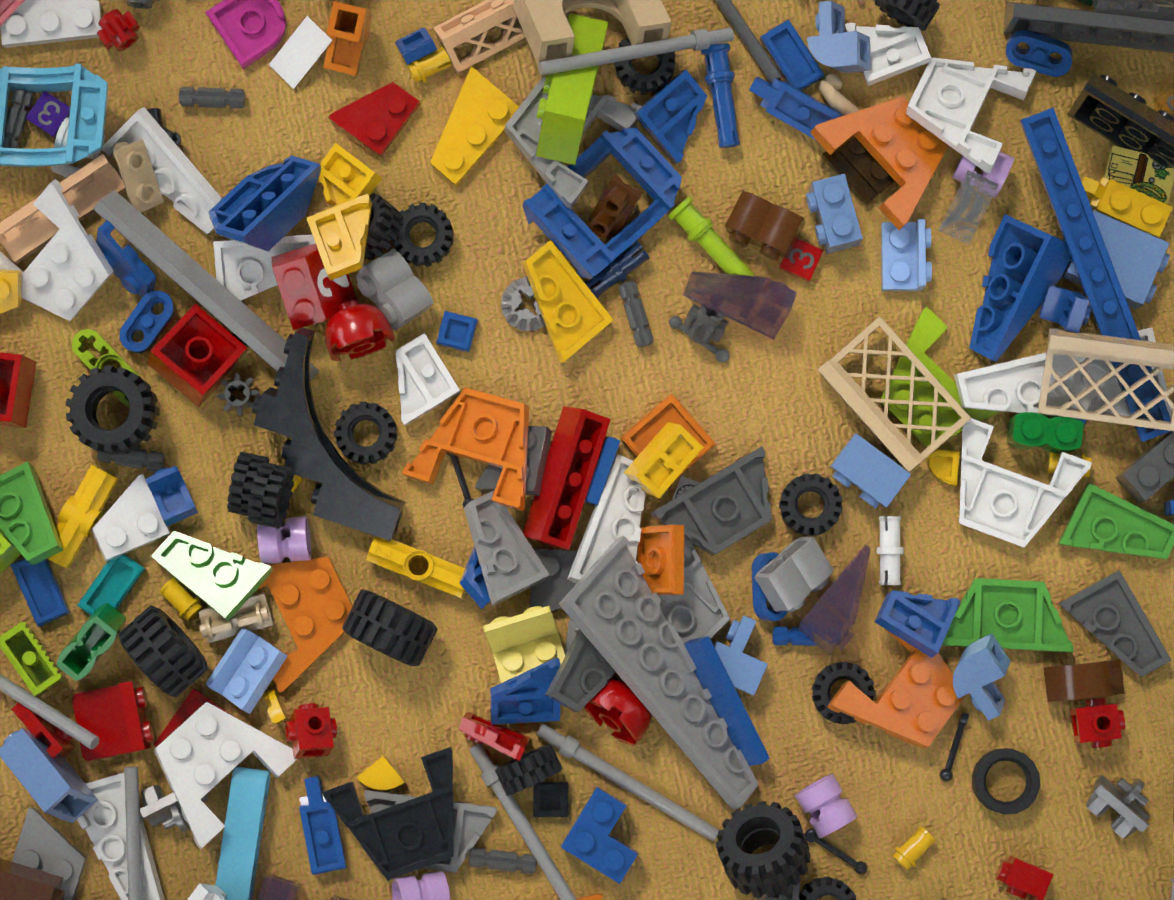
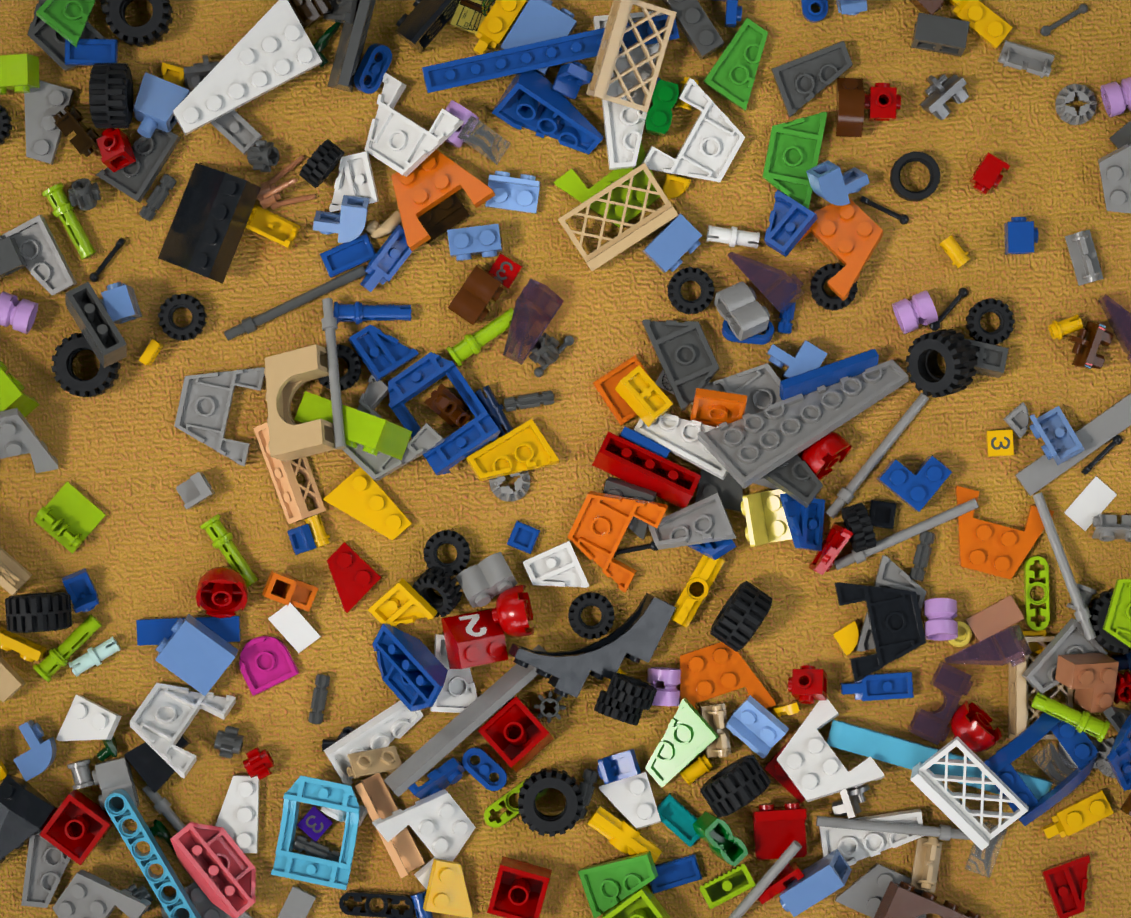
camera: 85 degrees left, 5 degrees up
(342, 235) = (444, 613): yellow wing -> none

